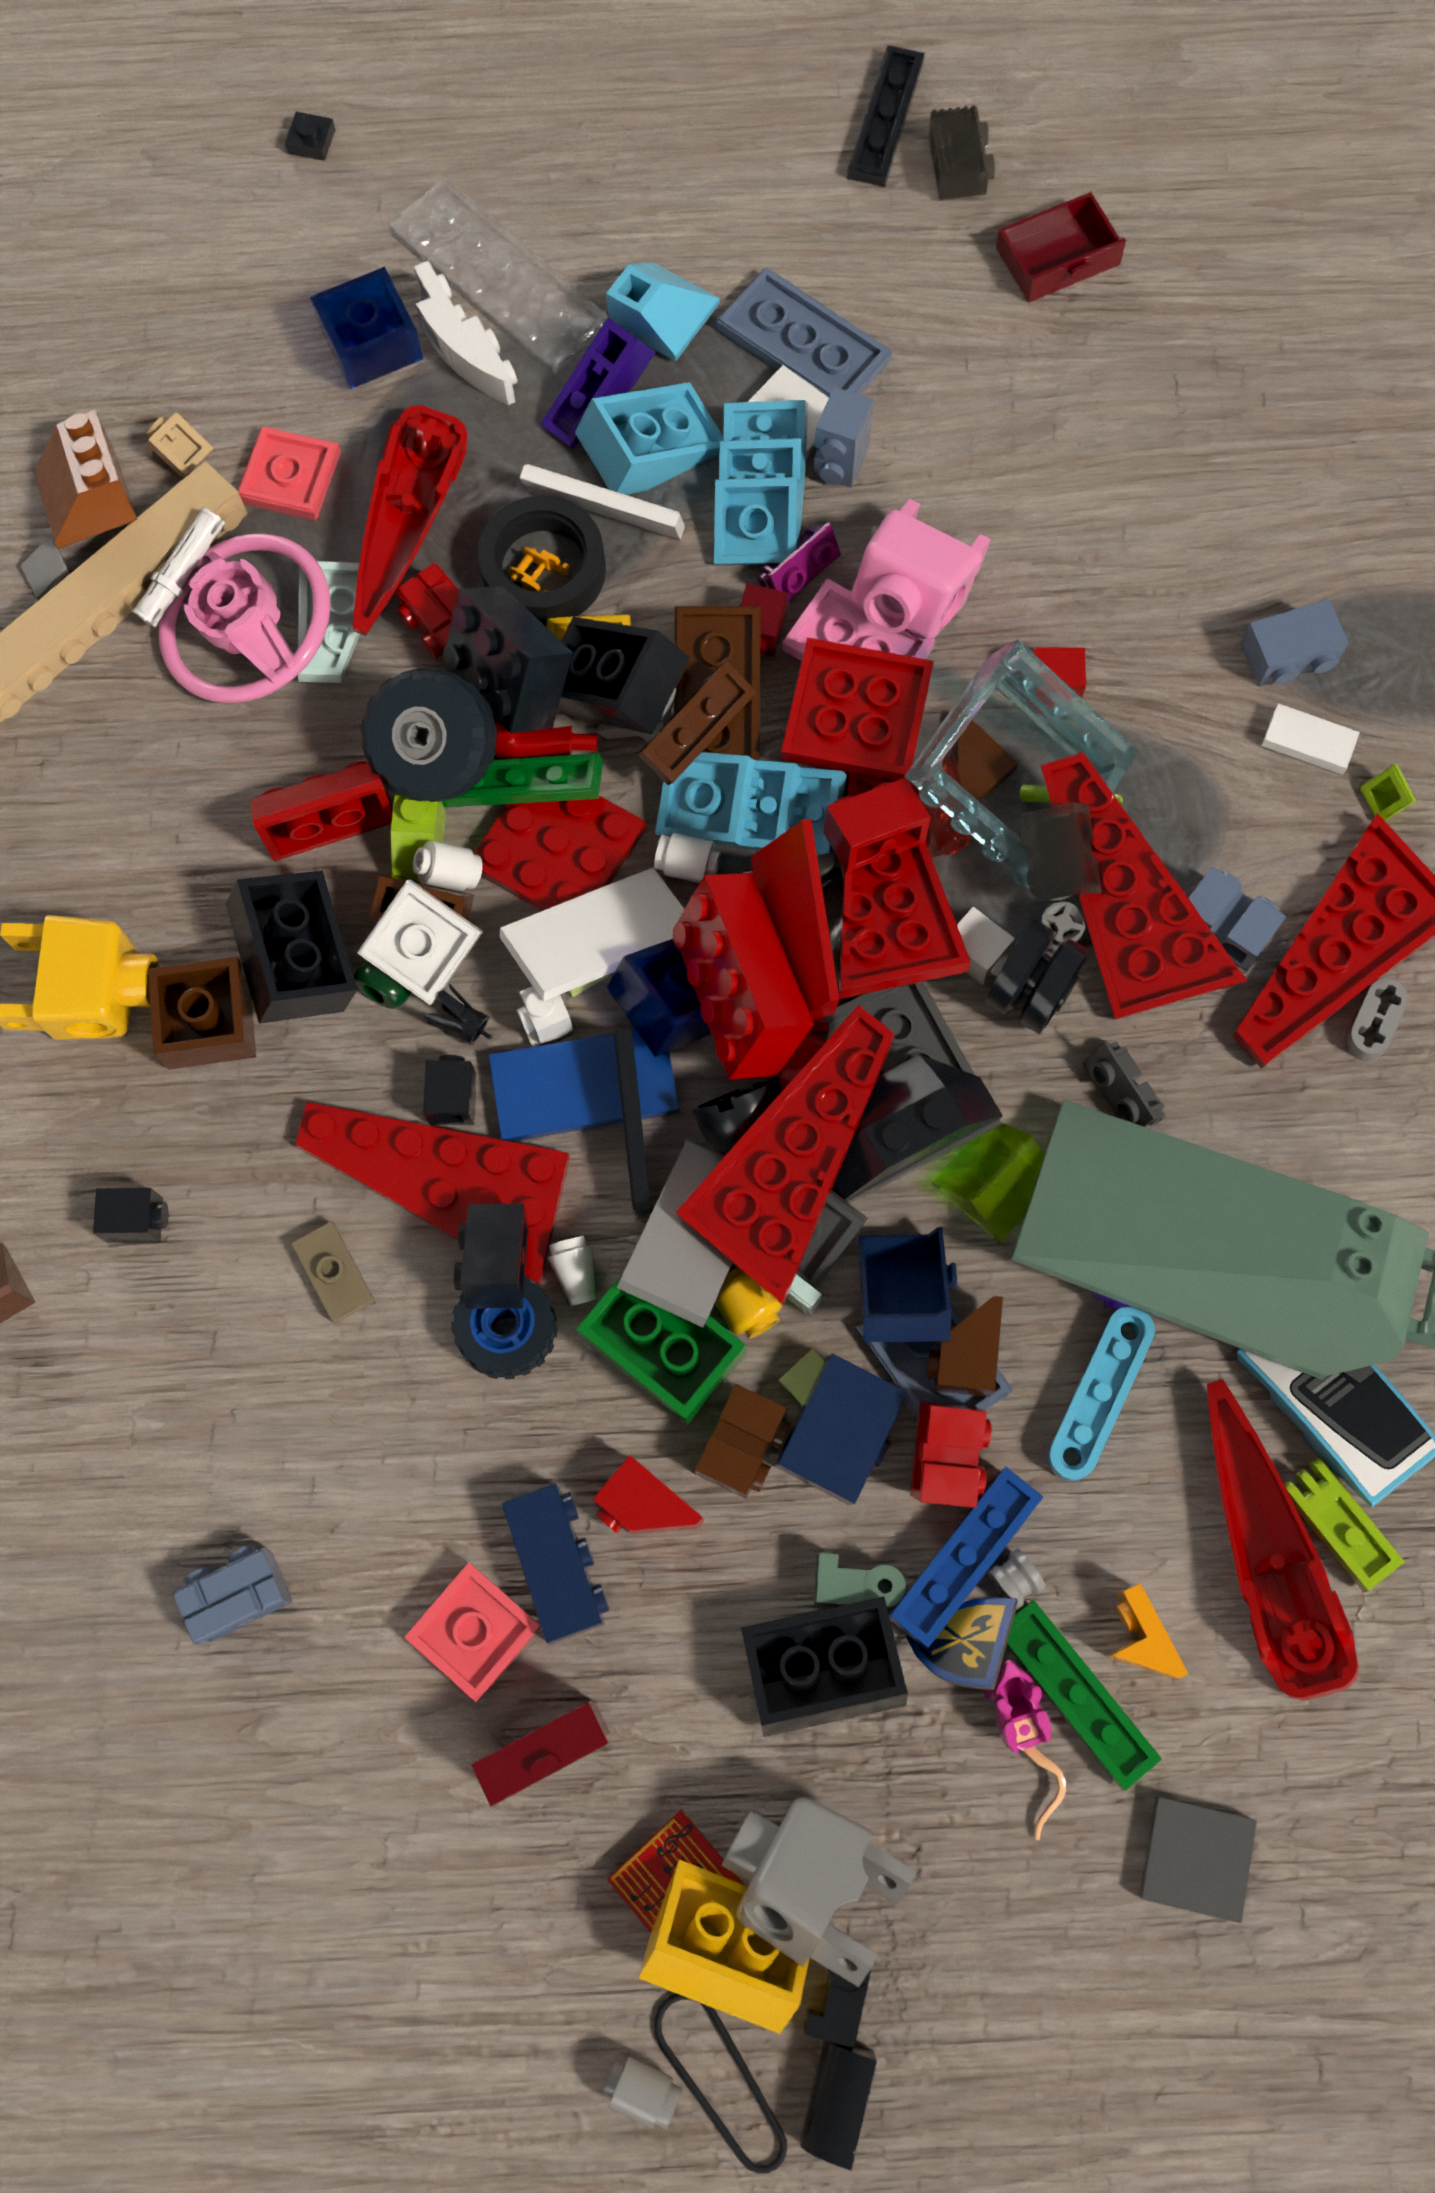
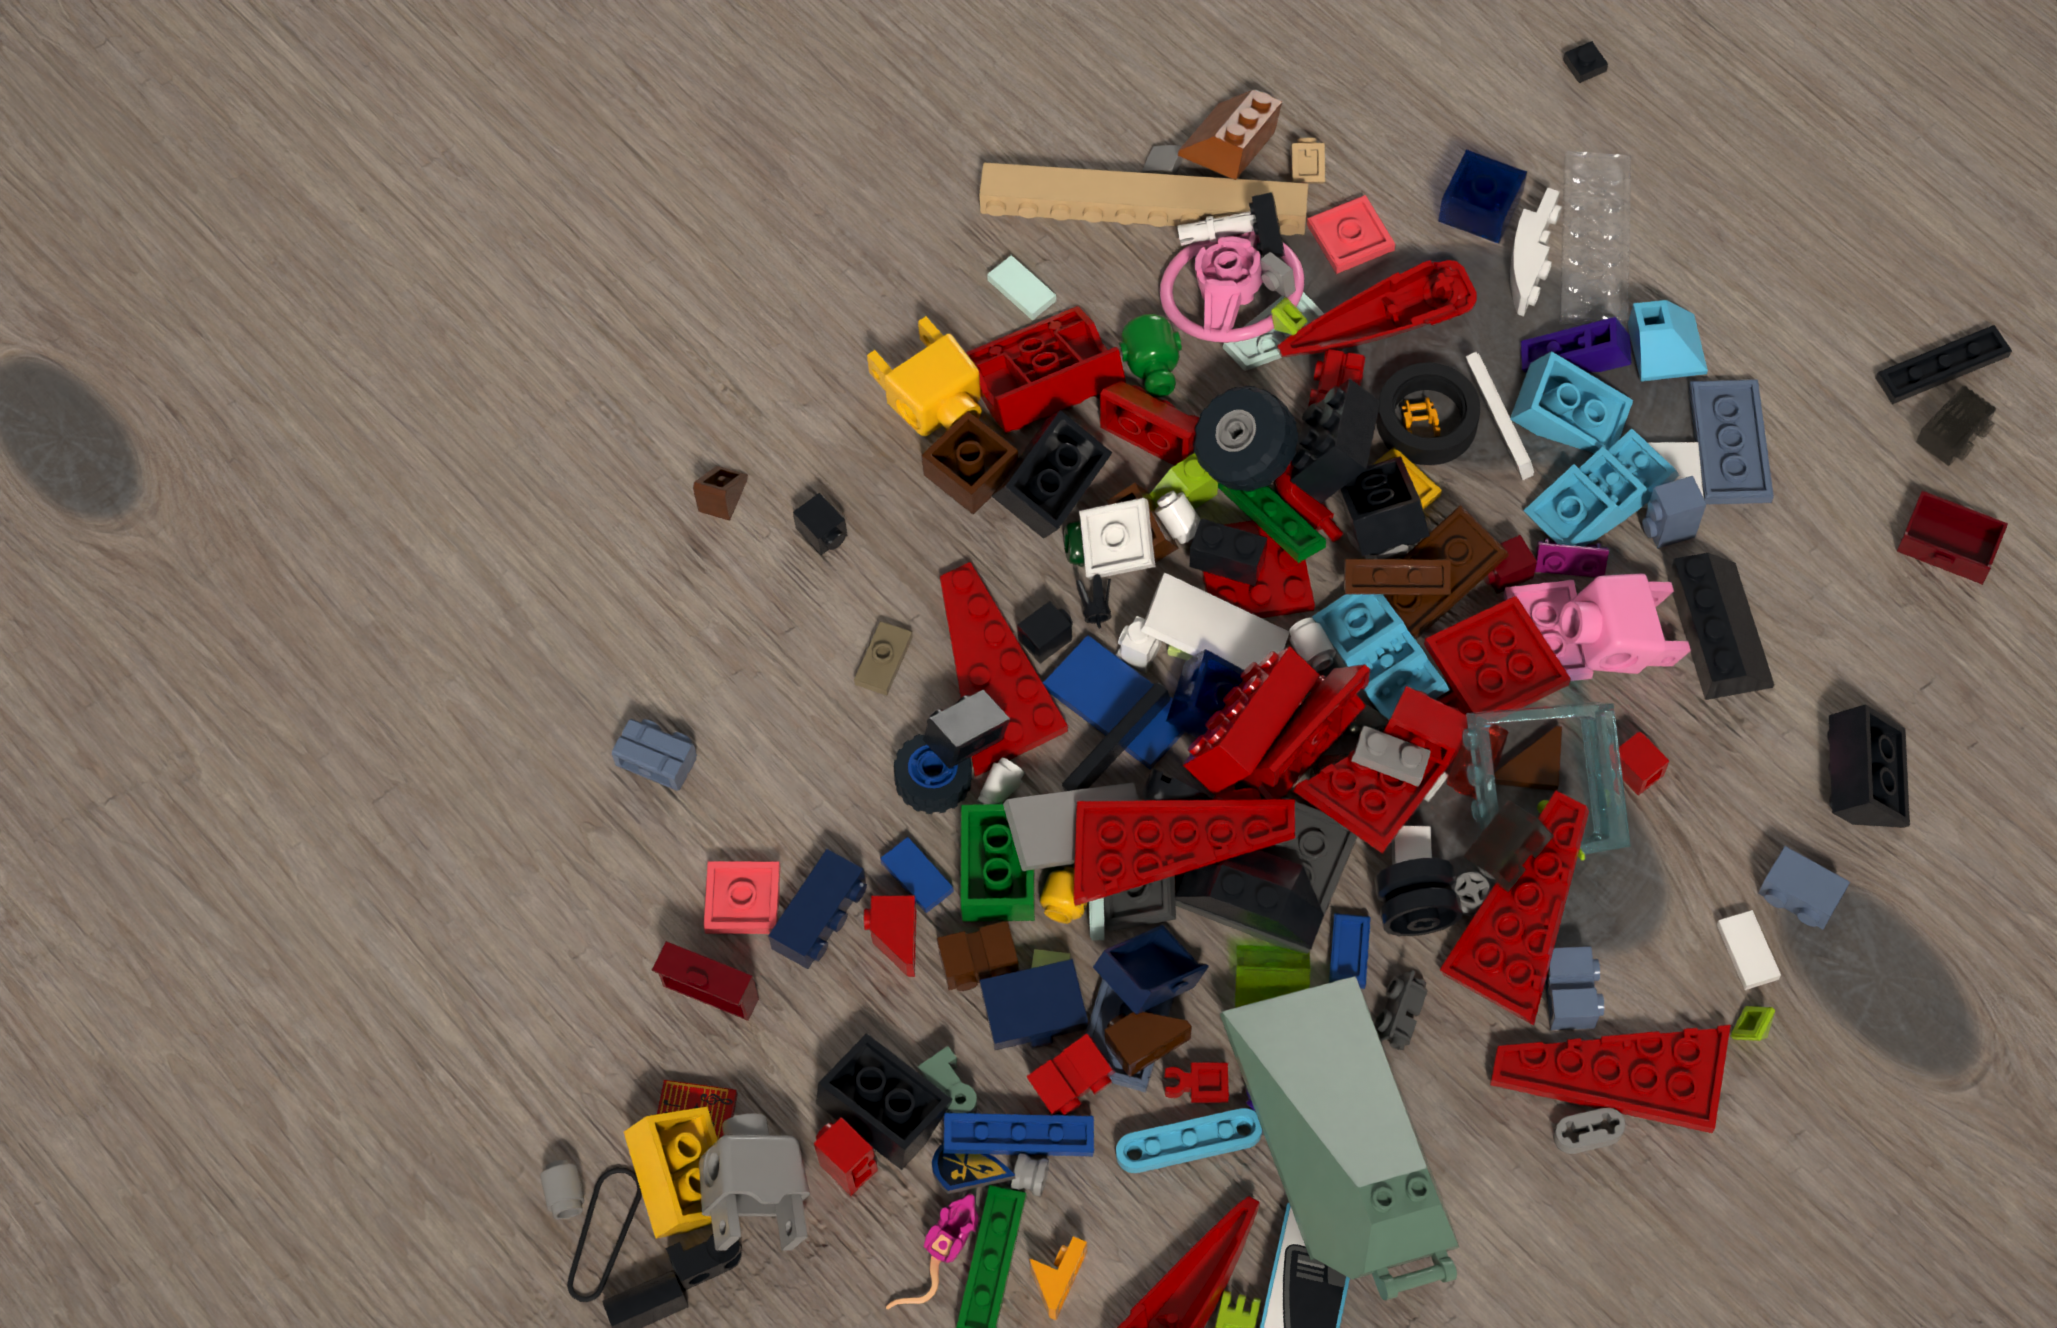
camera: 50 degrees right, 10 degrees down
(52, 809) = (1021, 287): none -> light aqua tile
(164, 859) = (1044, 369): none -> red piece
(219, 529) = (1267, 225): none -> black piece
(245, 746) = (1152, 352): none -> green piece
(281, 564) = (1277, 275): none -> light grey plate
(335, 593) = (1287, 317): none -> lime slope
(529, 852) = (1228, 552): none -> black brick
(598, 1431) = (917, 875): none -> blue tile
(855, 1758) = (845, 1155): none -> red brick
(878, 881) = (1391, 756): none -> light grey plate
(978, 499) = (1719, 626): none -> black slope
(1024, 1083) = (1349, 948): none -> blue tile
(1052, 1329) = (1206, 1082): none -> red plate
(1222, 497) = (1868, 768): none -> black slope

